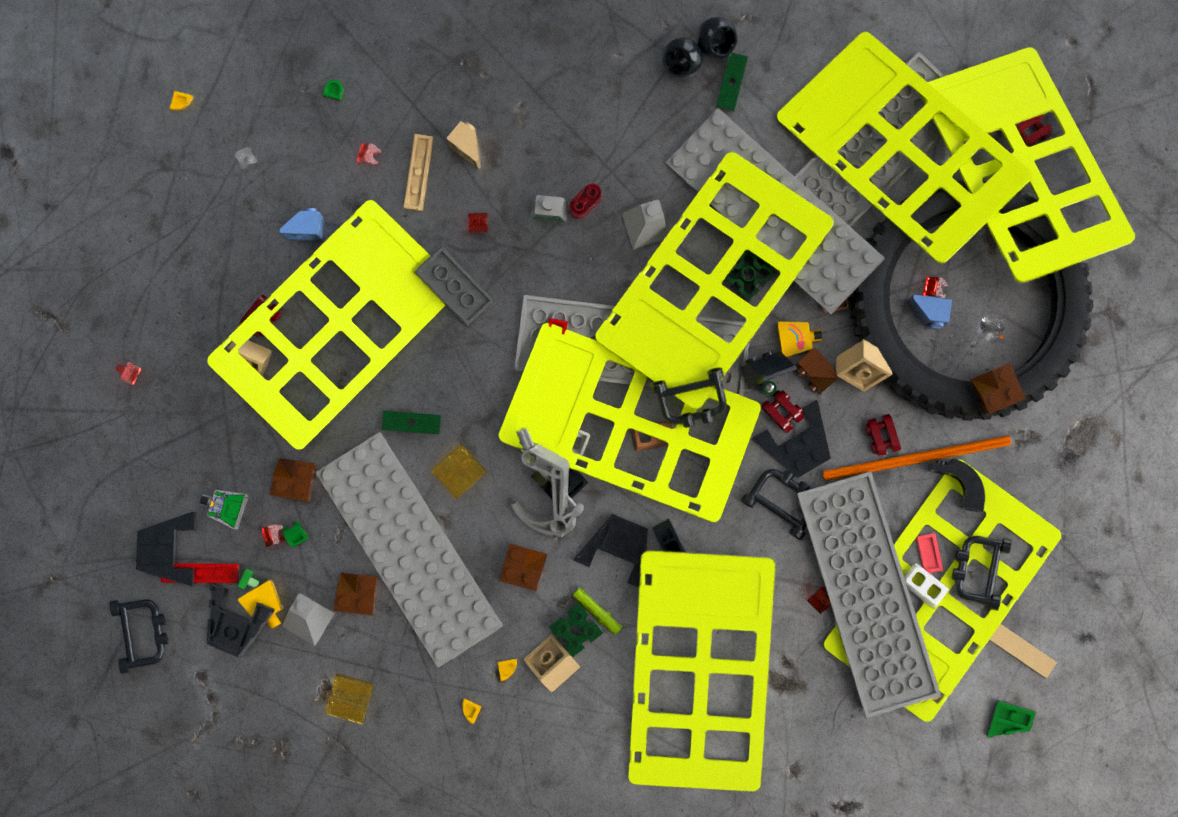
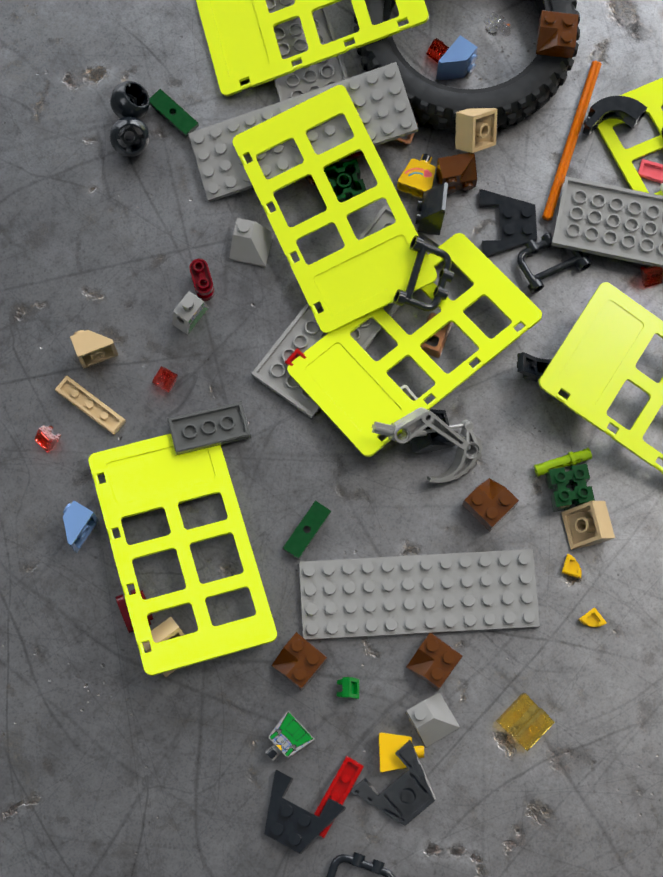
camera: 65 degrees left, 10 degrees down
(129, 373) = (113, 759): clear red tile -> none
(247, 579) = (366, 754): green tile -> none
(271, 535) = (338, 710): clear red tile -> none
(459, 471) = (373, 512): clear yellow slope -> none
(620, 539) = (511, 408): black wing -> none
(768, 388) = (449, 220): dark green piece -> none
(794, 412) = (474, 219): dark red brick -> none
(879, 446) = (539, 153): dark red brick -> none

